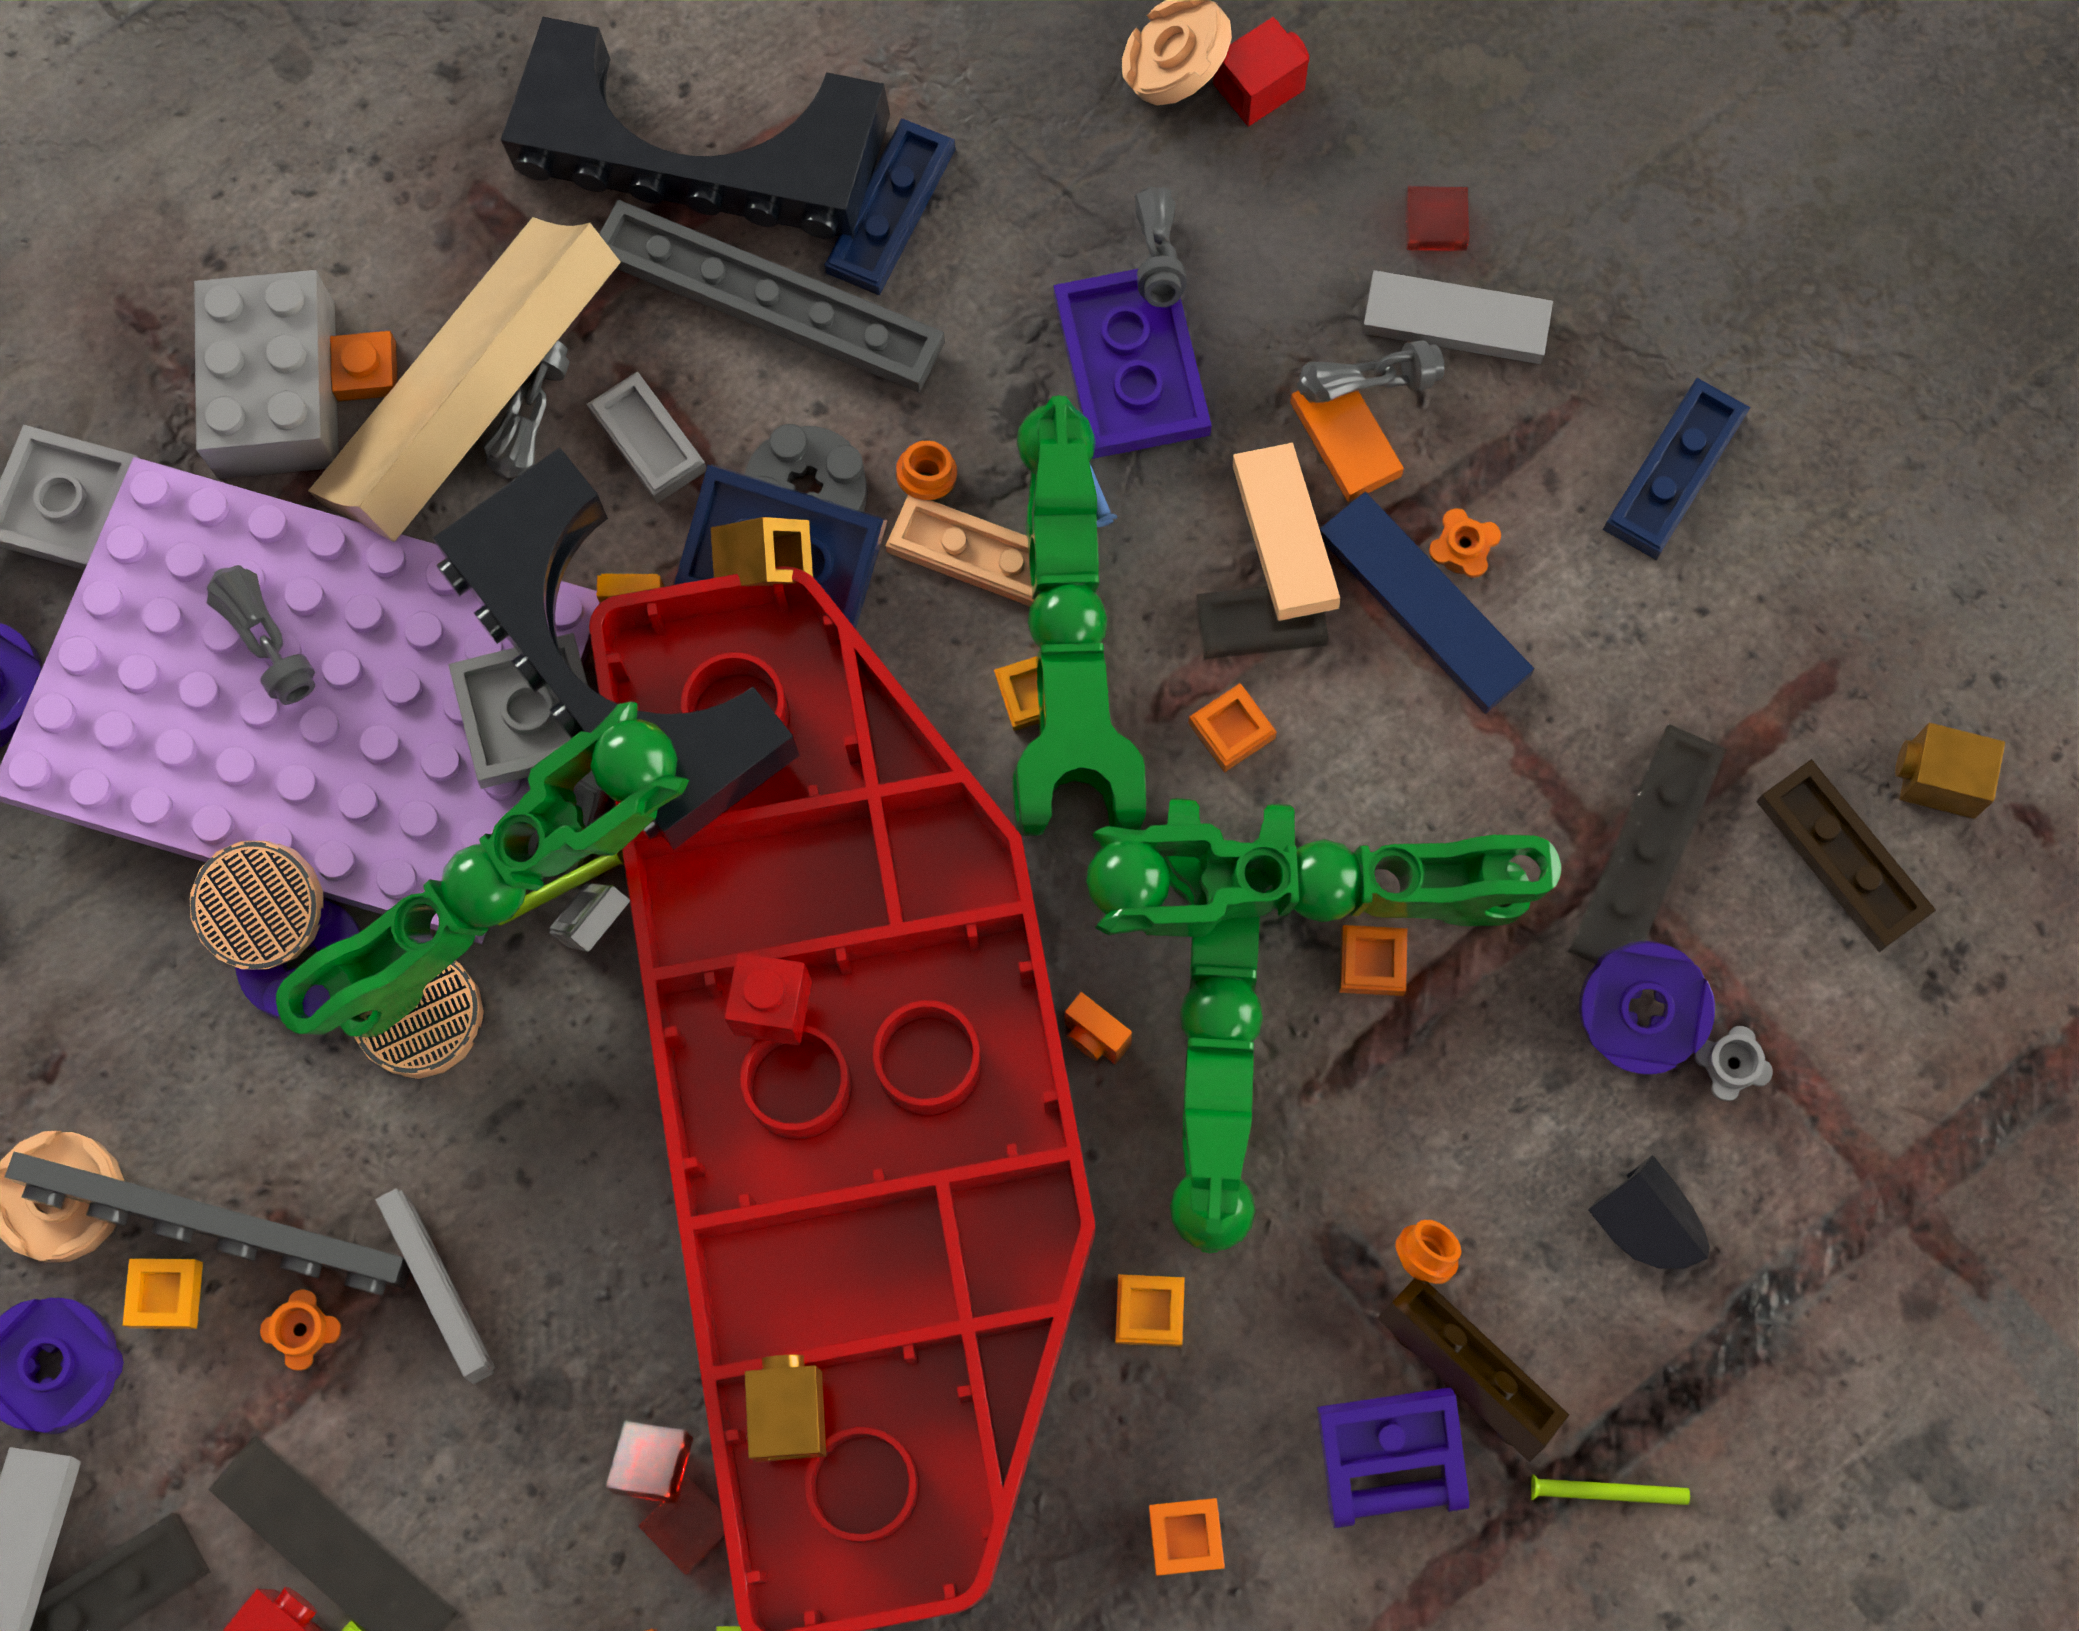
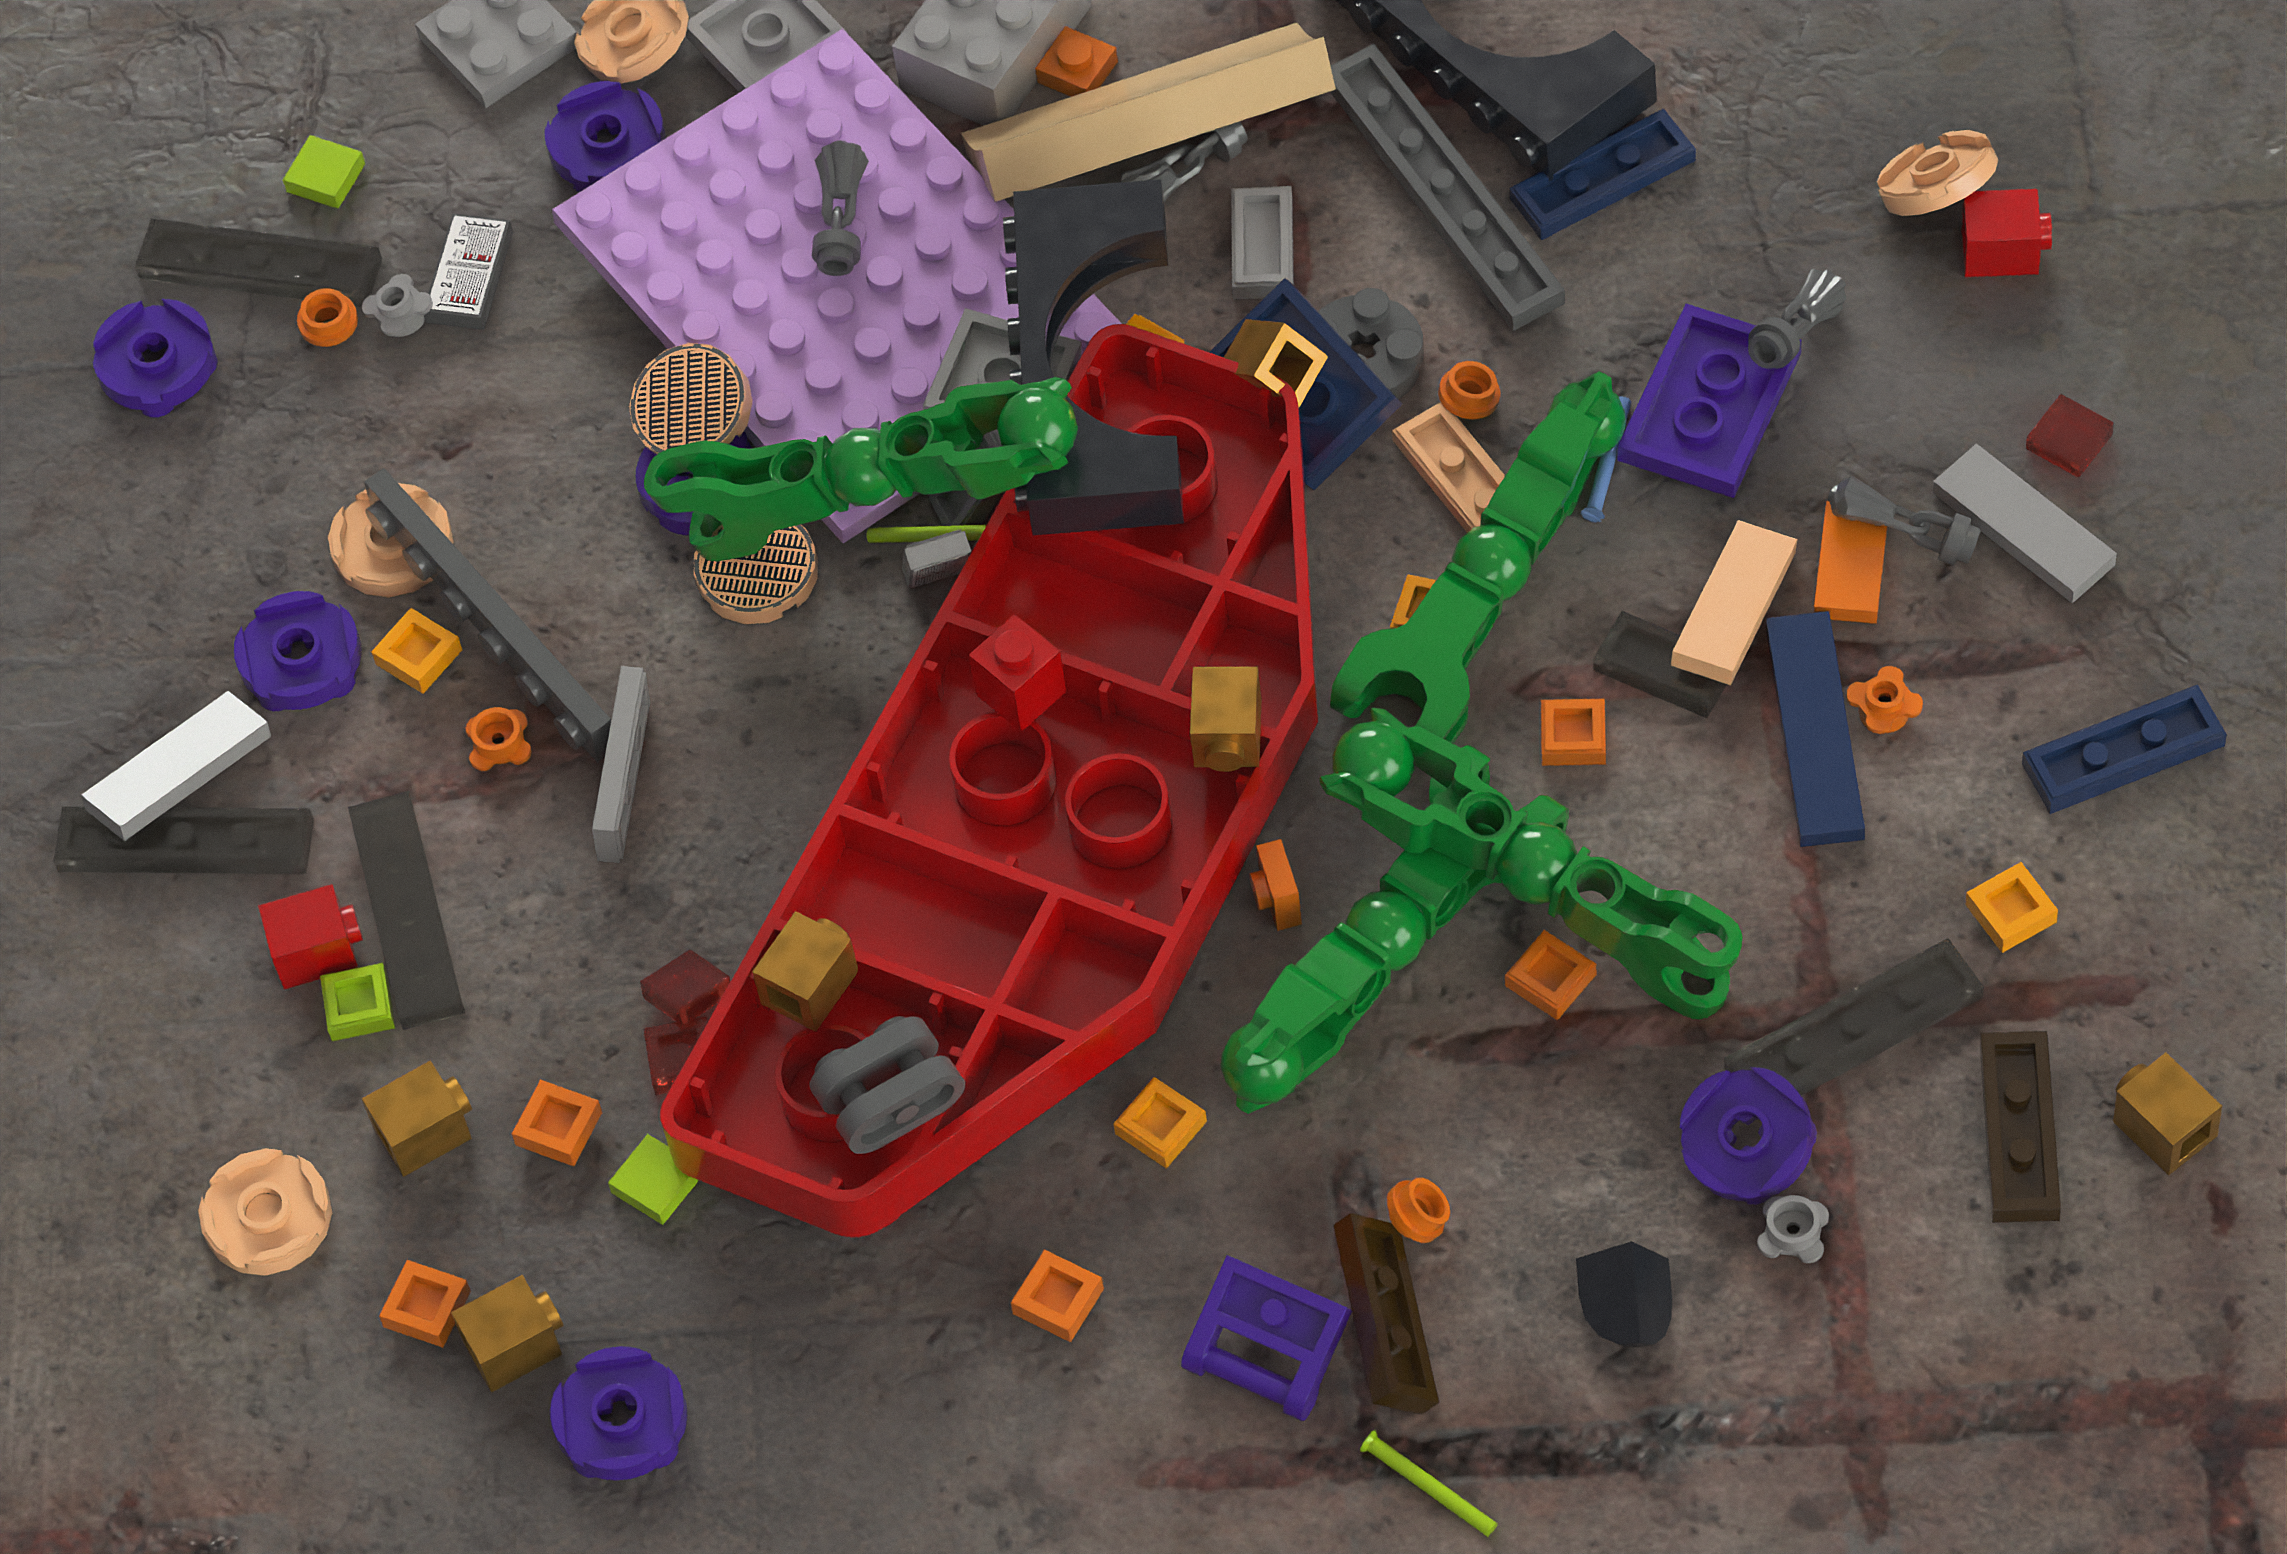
camera: 40 degrees right, 15 degrees down
(899, 1494) = (886, 1084): none -> dark grey brick
(983, 925) = (1225, 717): none -> pearl gold brick
(1699, 665) = (2011, 907): none -> light orange plate

